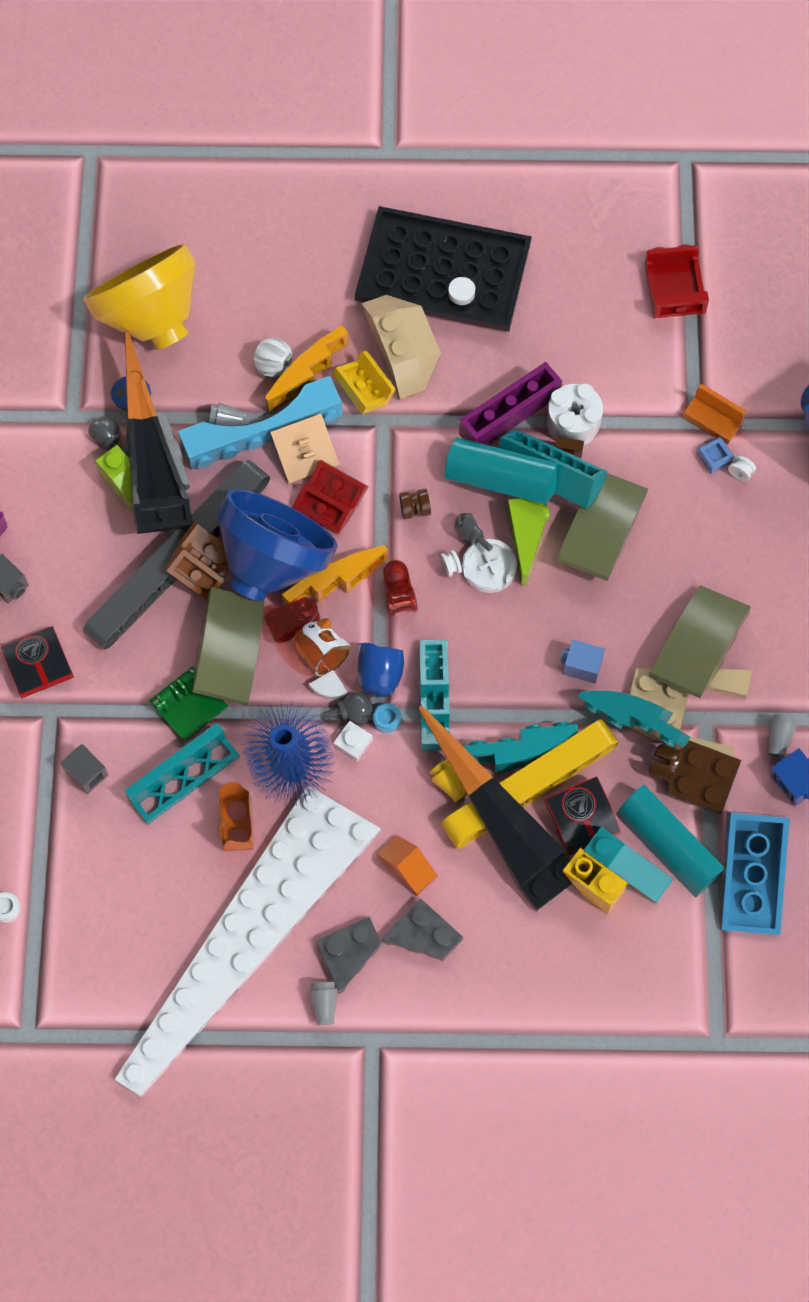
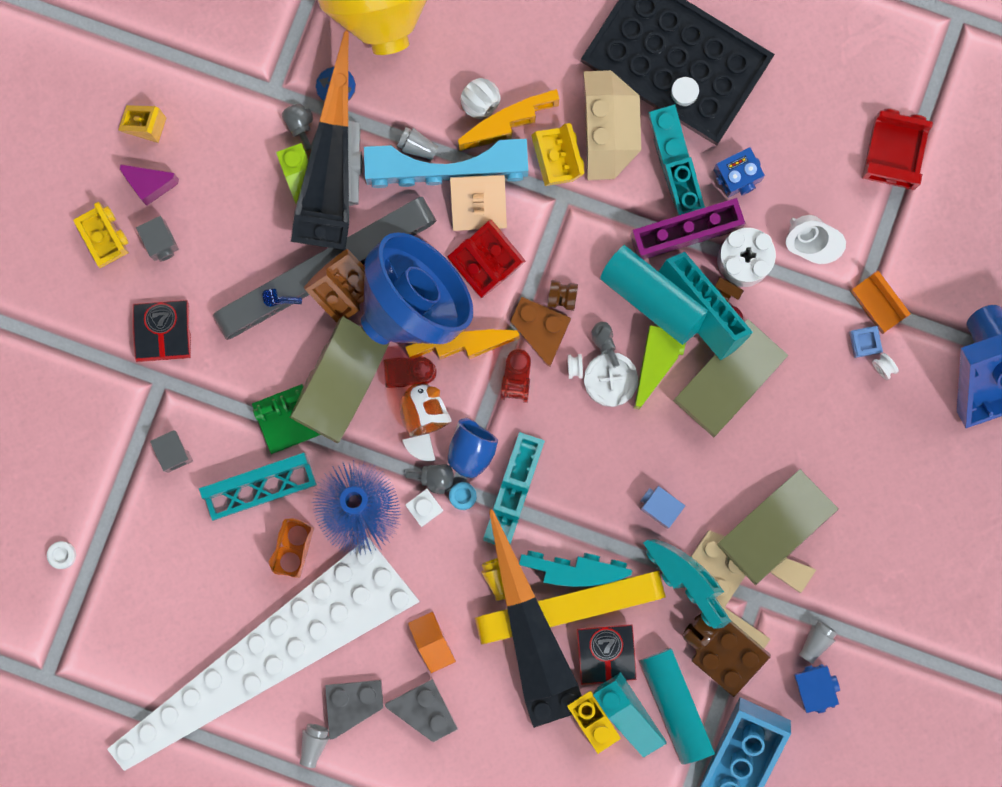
camera: 20 degrees right, 15 degrees up
(137, 592) = (271, 298): none -> clear blue hand
(405, 541) = (540, 328): none -> dark orange wing
(473, 352) = (675, 160): none -> teal slope
(539, 345) = (739, 173): none -> blue head
(633, 380) = (815, 240): none -> white piece

